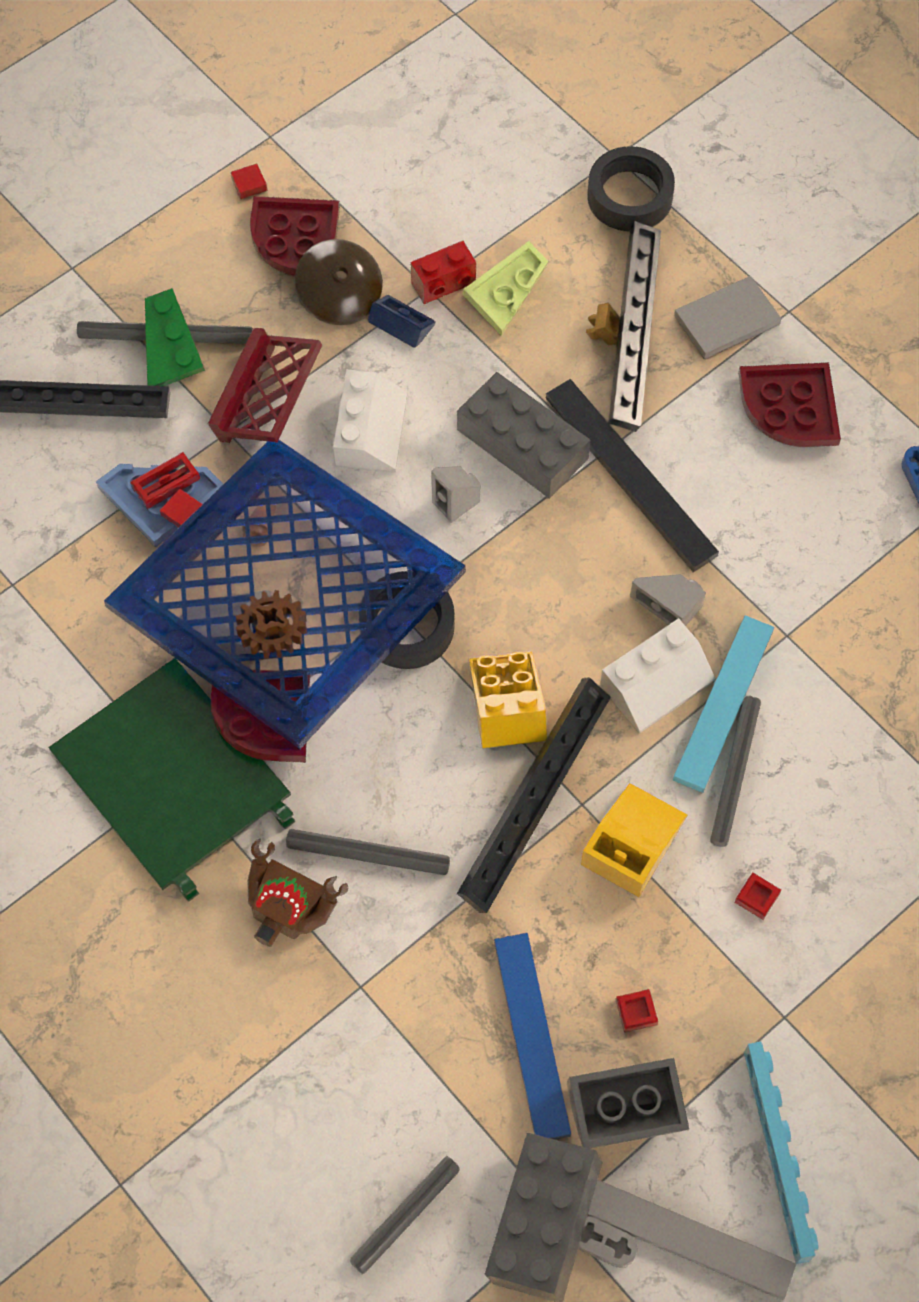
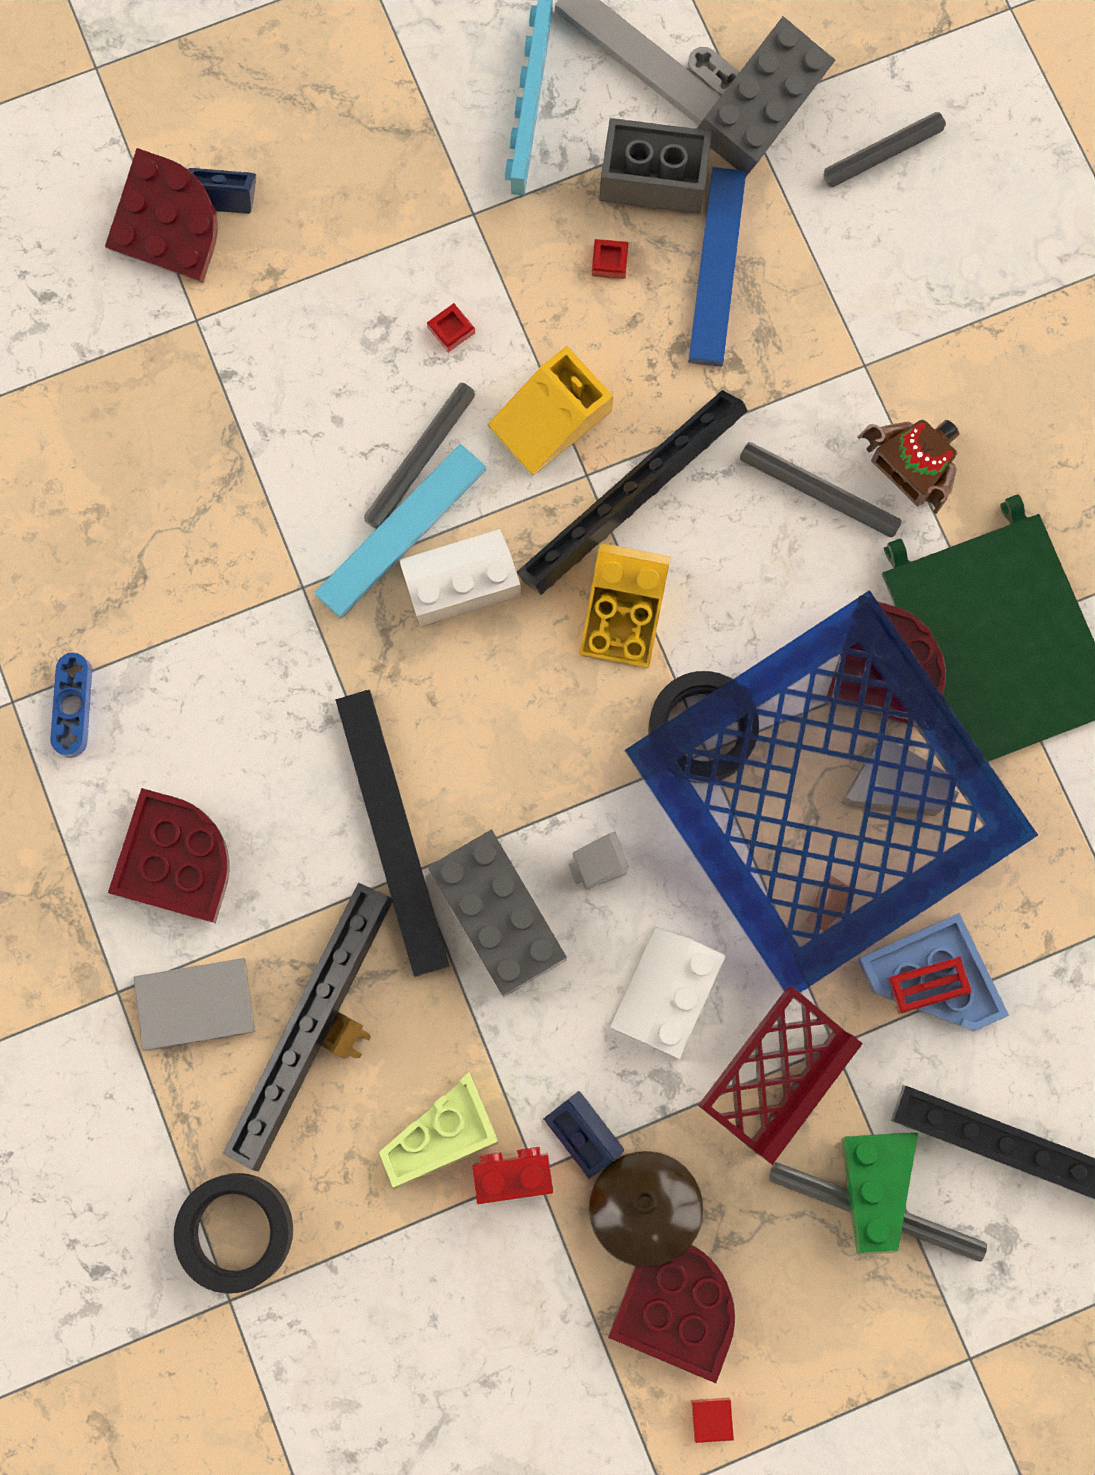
camera: 160 degrees left, 15 degrees up
(179, 508) = (919, 937): red tile -> none
(271, 624) = (875, 742): reddish brown gear -> none
(669, 597) = (409, 657): light grey slope -> none

